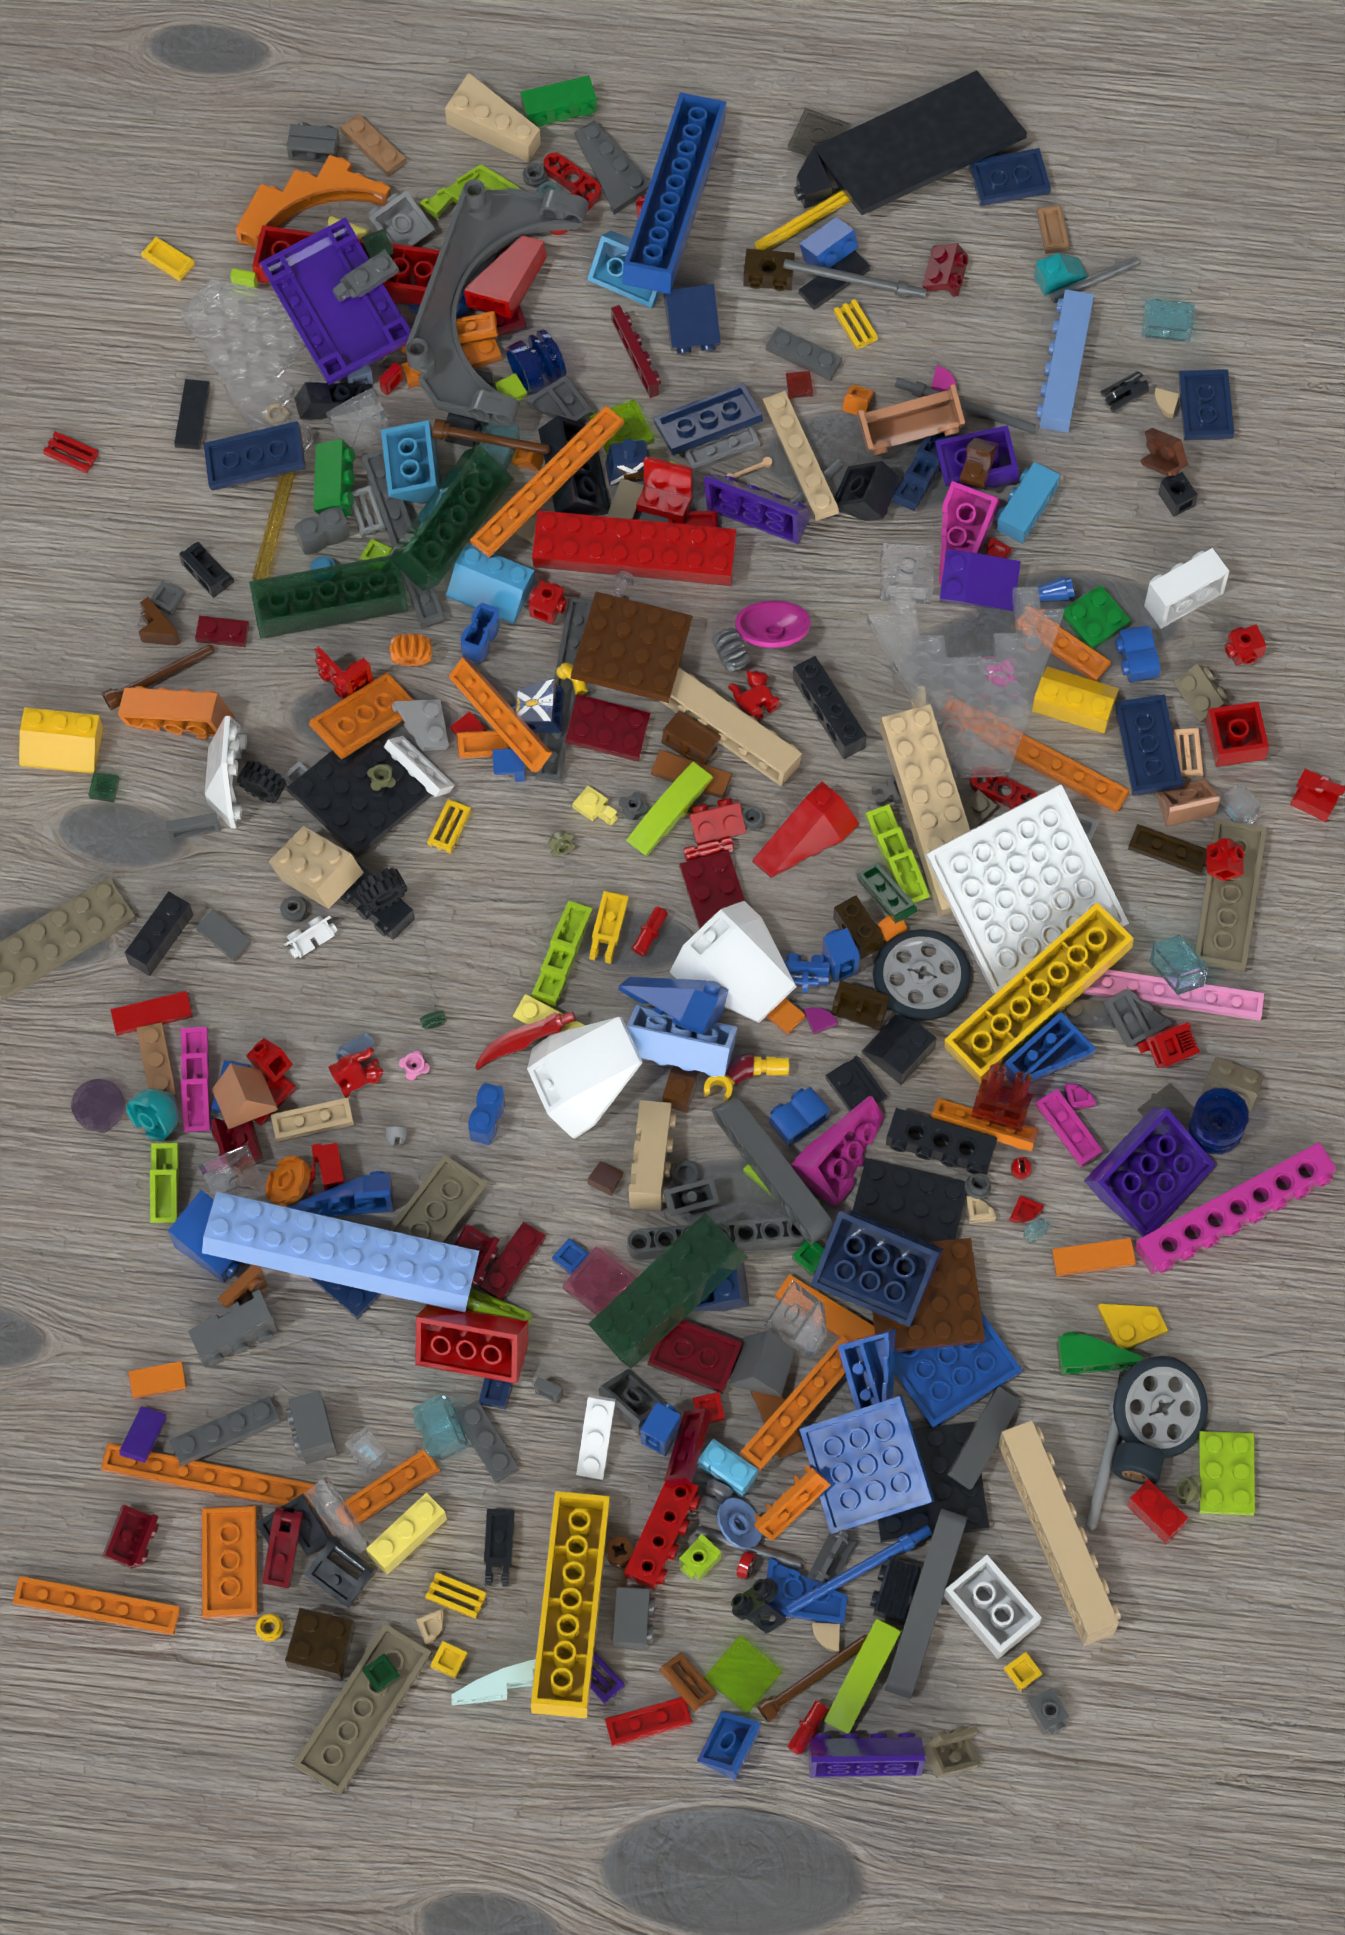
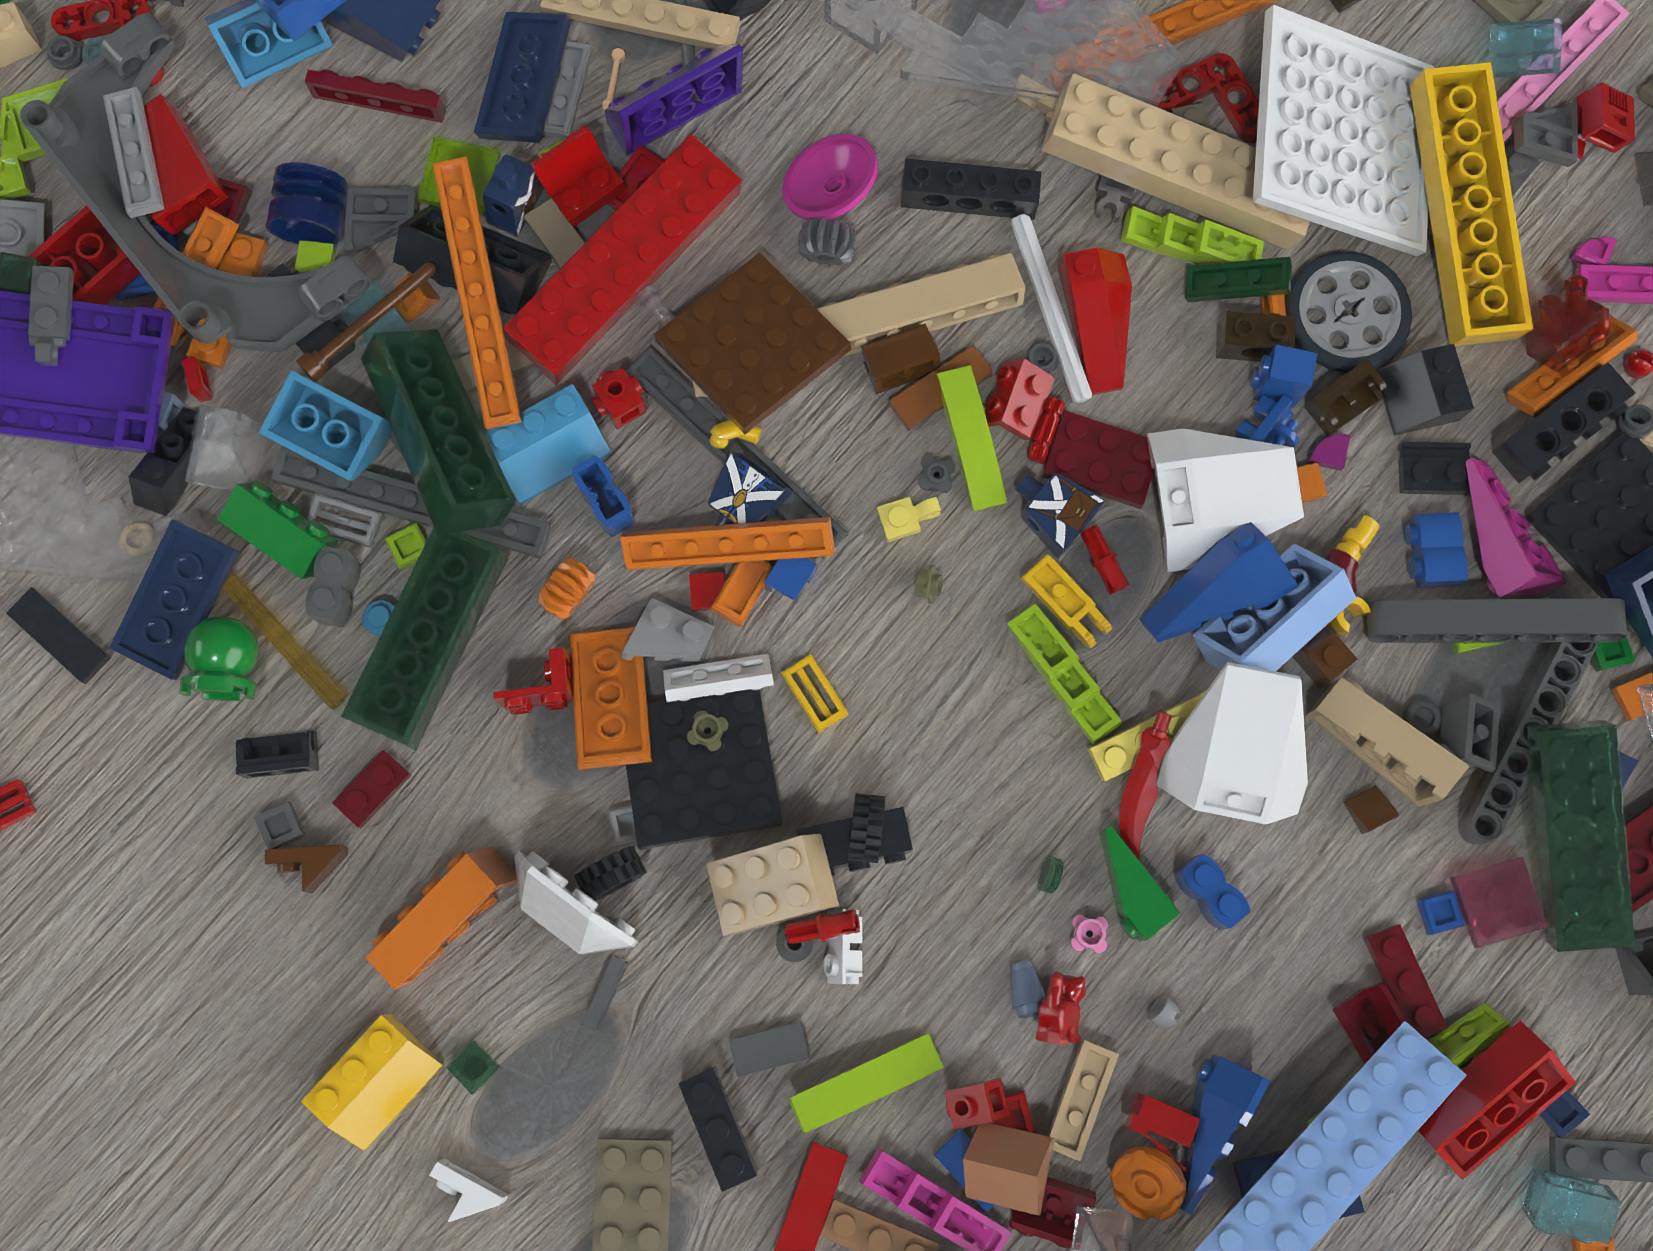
camera: 60 degrees left, 10 degrees up
(33, 831) = (476, 1192): none -> white slope
(114, 697) = (364, 974): reddish brown piece -> none
(239, 500) = (220, 657): none -> green tile
(239, 995) = (865, 1083): none -> lime slope
(311, 910) = (823, 927): none -> red axle
(440, 1202) = (1290, 1032): dark tan plate -> none
(455, 1073) = (1136, 894): none -> green slope
(496, 252) = (133, 152): none -> light grey tile
(548, 1390) = (1595, 1048): dark grey tile -> none
(607, 727) = (820, 438): dark red plate -> none
(660, 885) = (1057, 510): none -> torso
(757, 697) = (901, 253): red animal -> none
(789, 803) = (1051, 309): none -> white axle
(1050, 1050) = (1543, 239): blue wedge -> none

